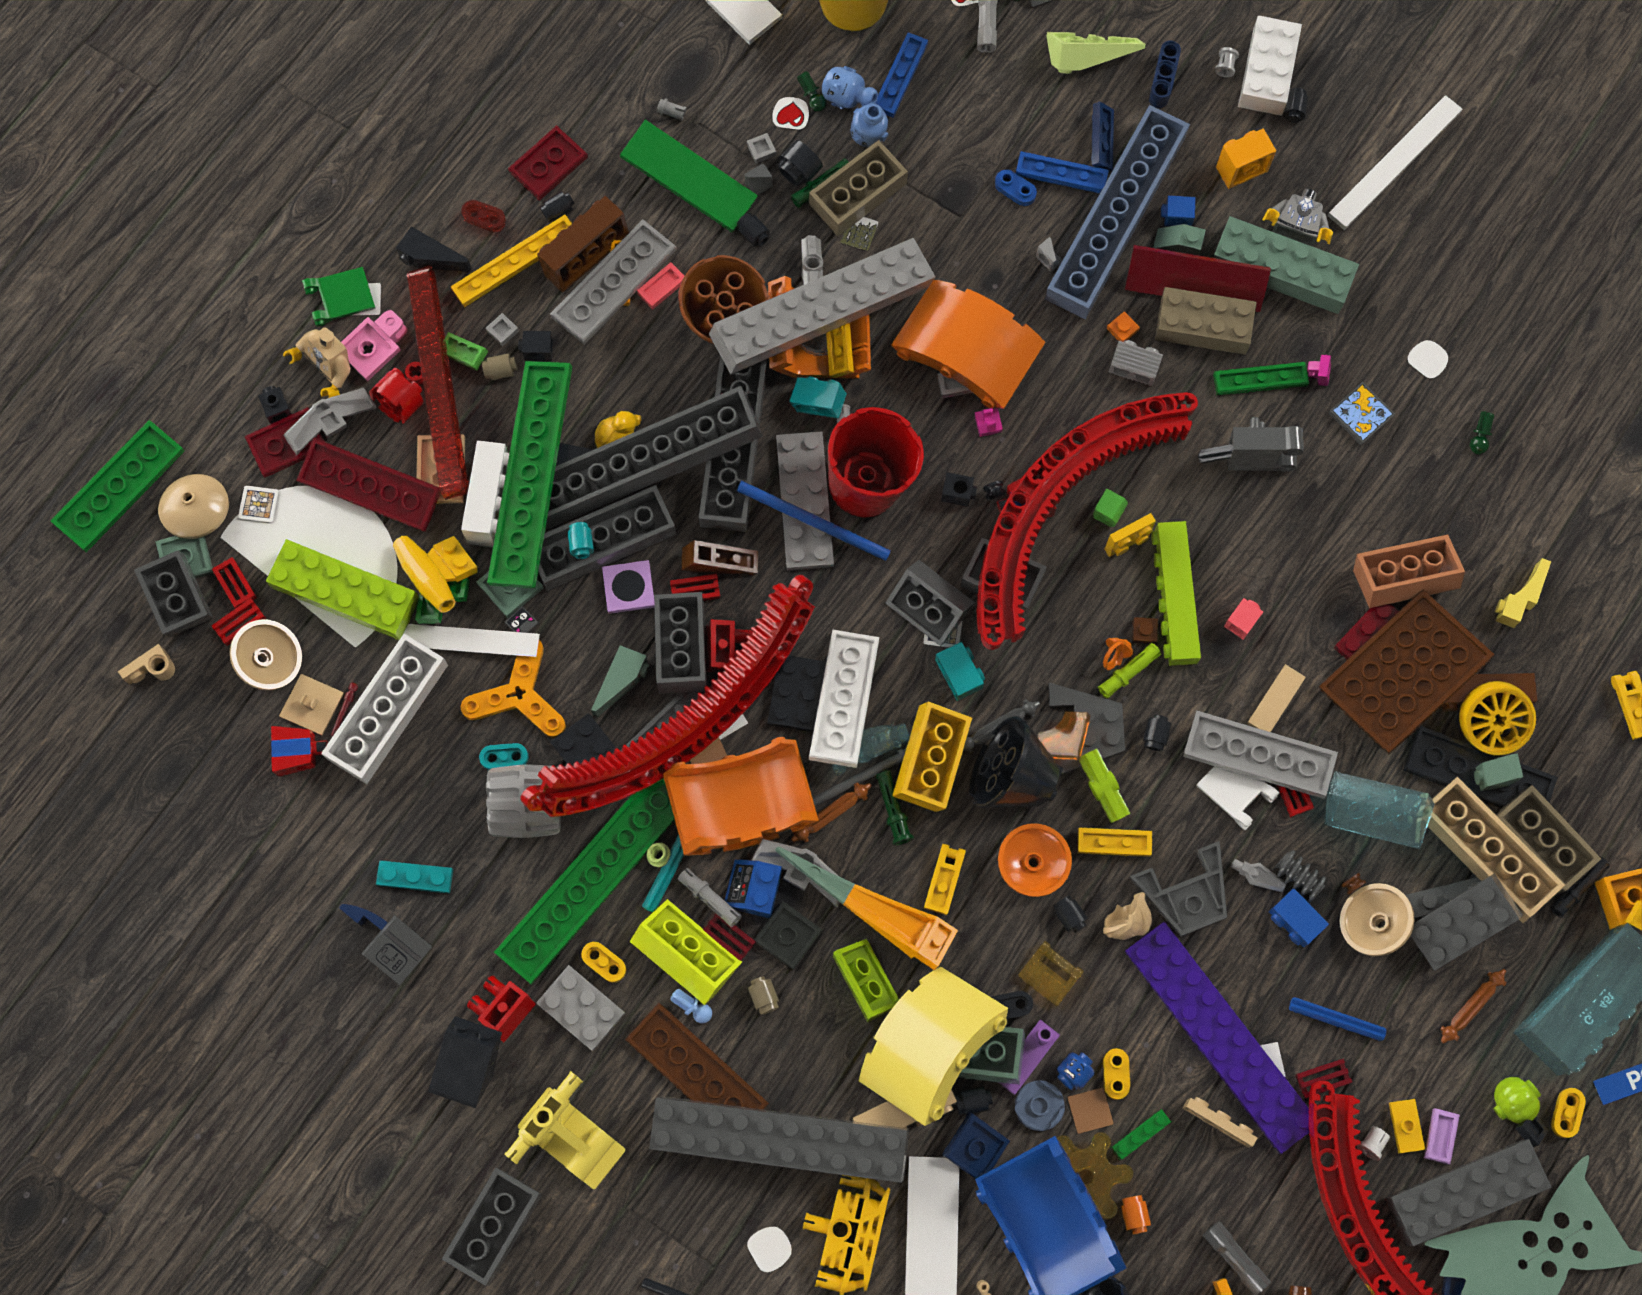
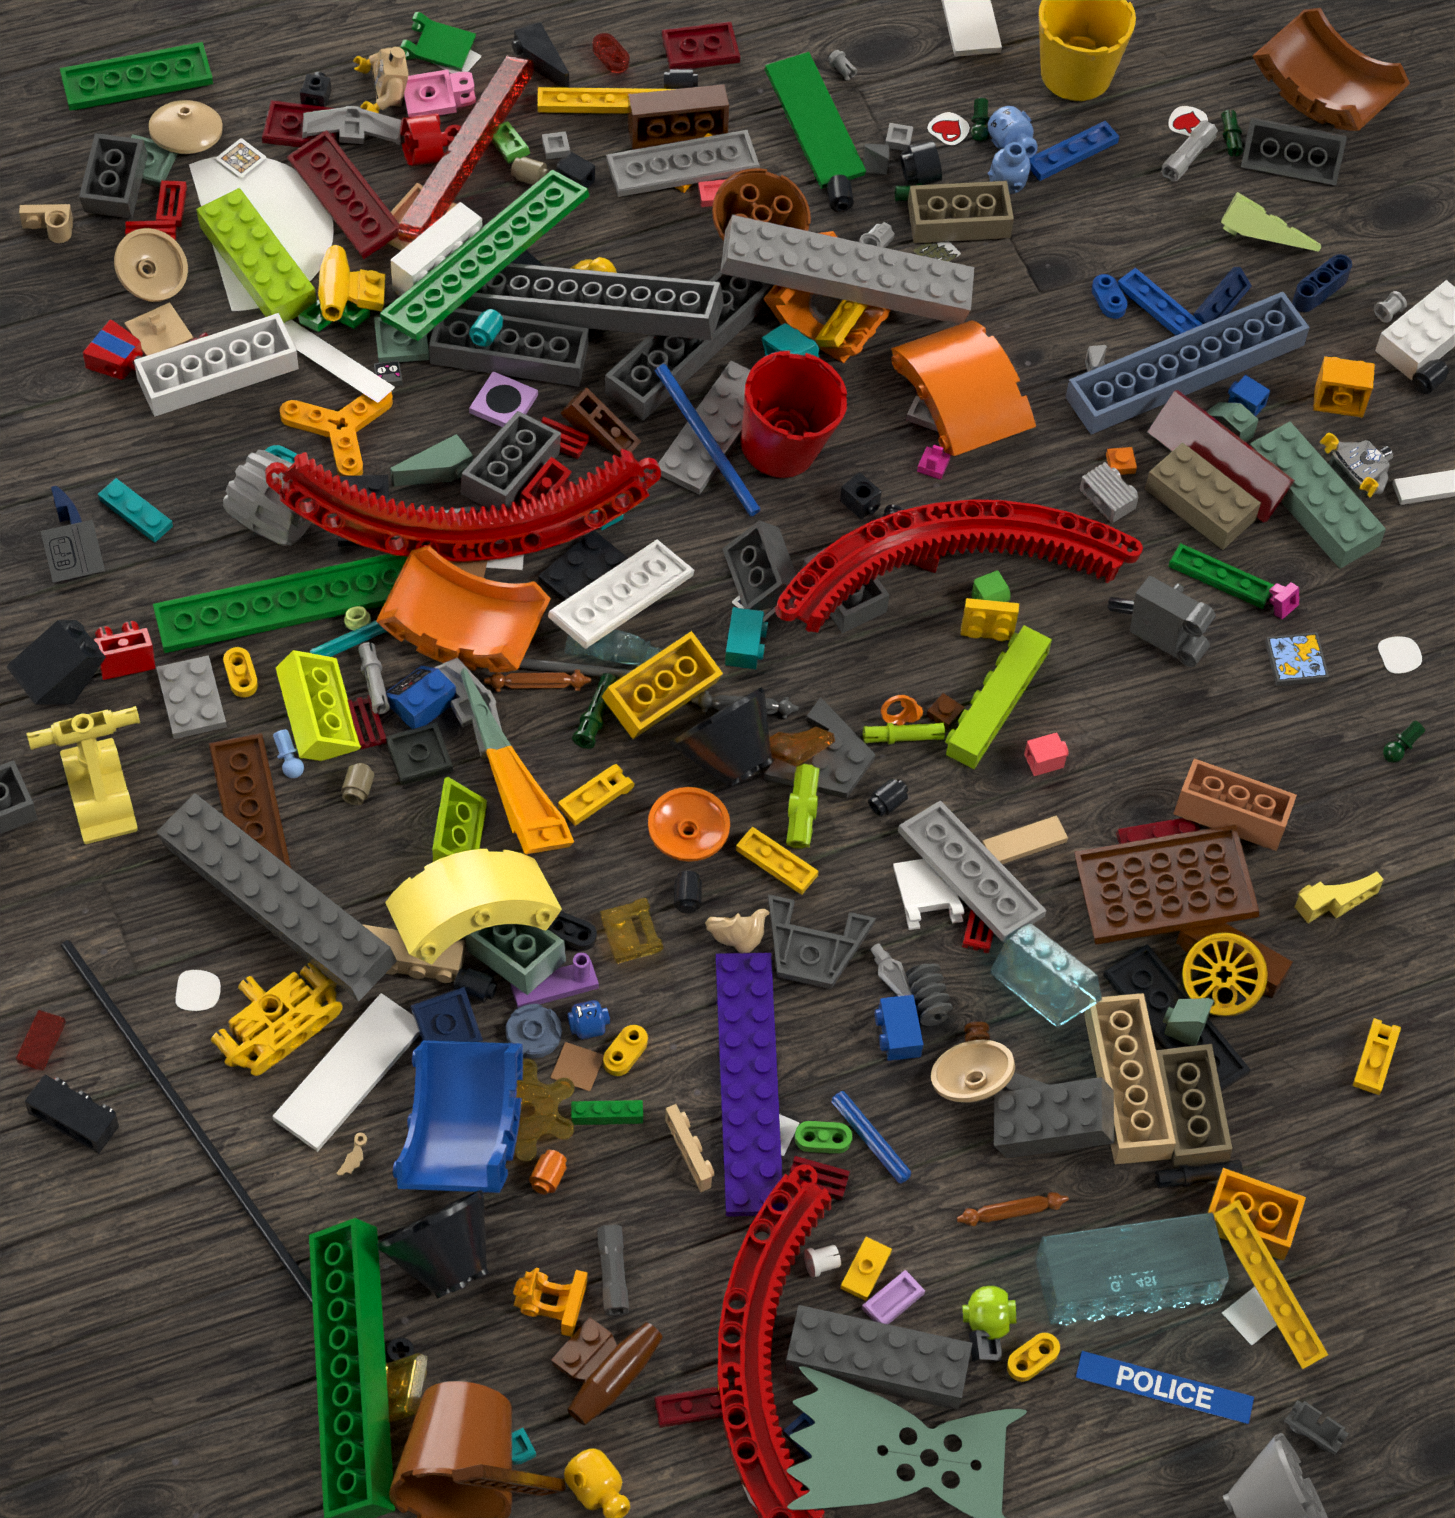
camera: 30 degrees right, 15 degrees down
(1305, 1045) = (823, 1134): none -> bright green plate

